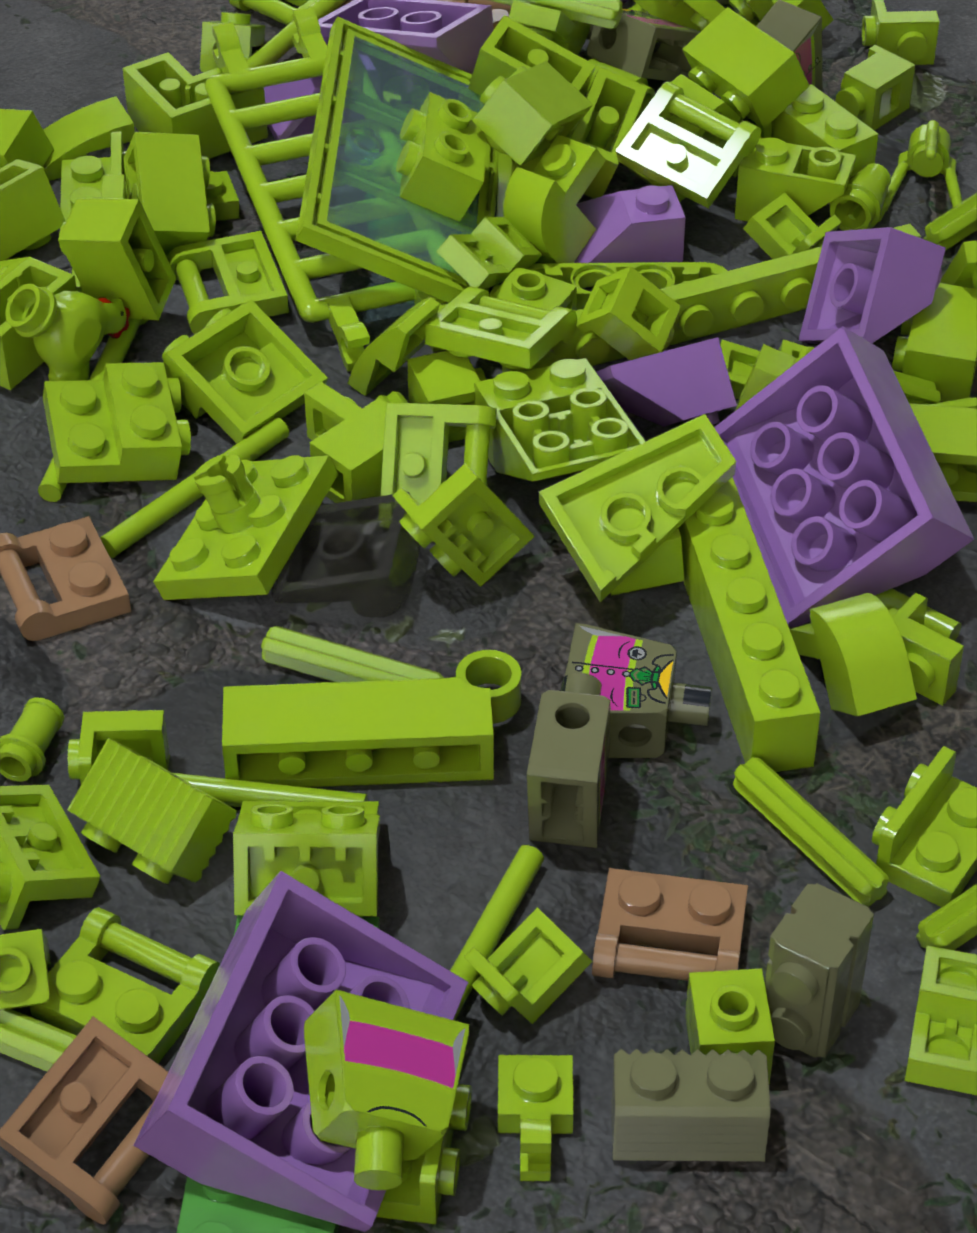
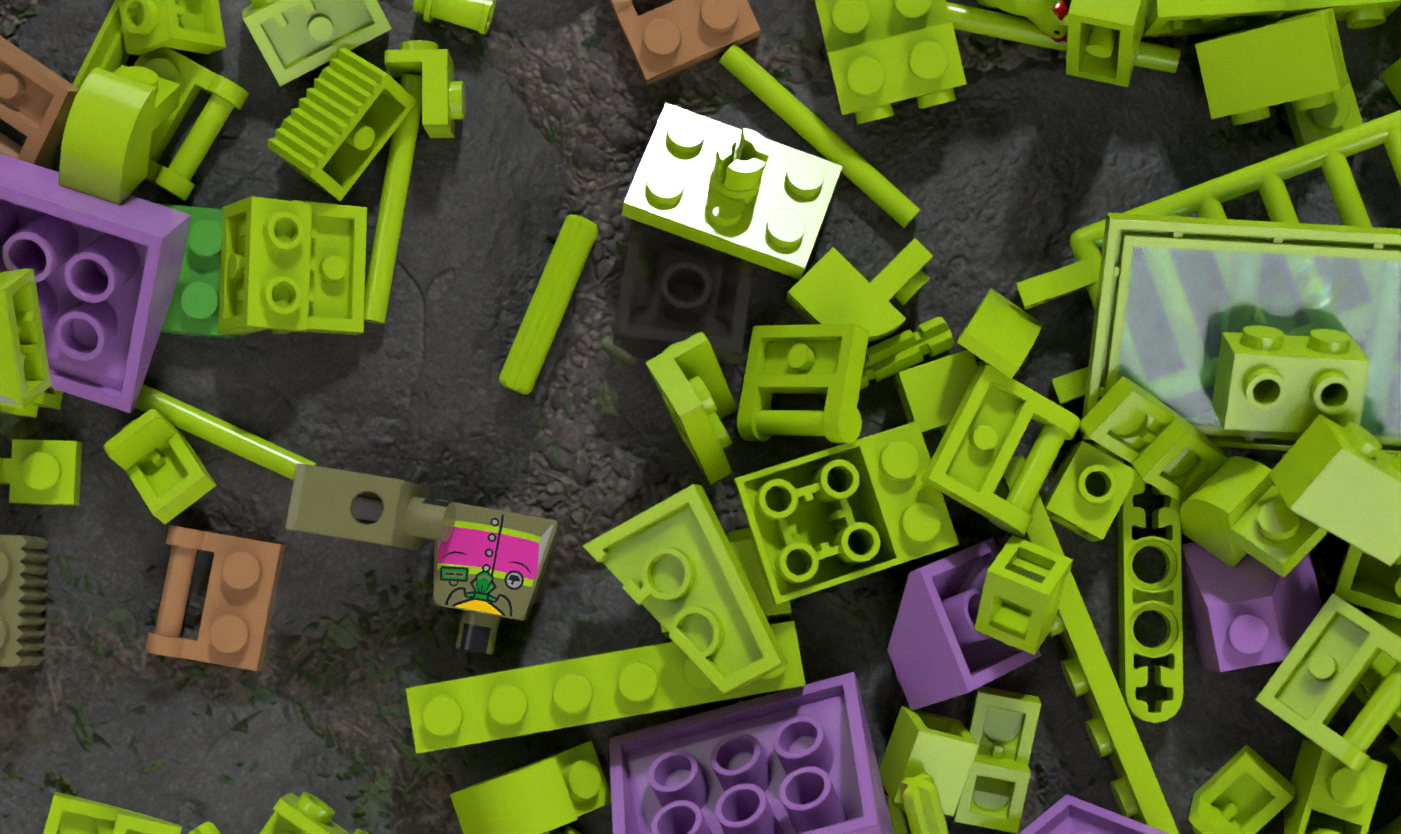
camera: 90 degrees right, 40 degrees up
(150, 958) = (111, 130): none -> lime brick
(241, 370) = (976, 170): lime plate -> none
(243, 272) = (1159, 164): lime plate -> none
(371, 728) = (448, 318): lime hinge -> none
(729, 1013) = (87, 641): lime brick -> none
(811, 832) = (327, 736): lime axle -> none
(817, 969) = (113, 719): olive brick -> none

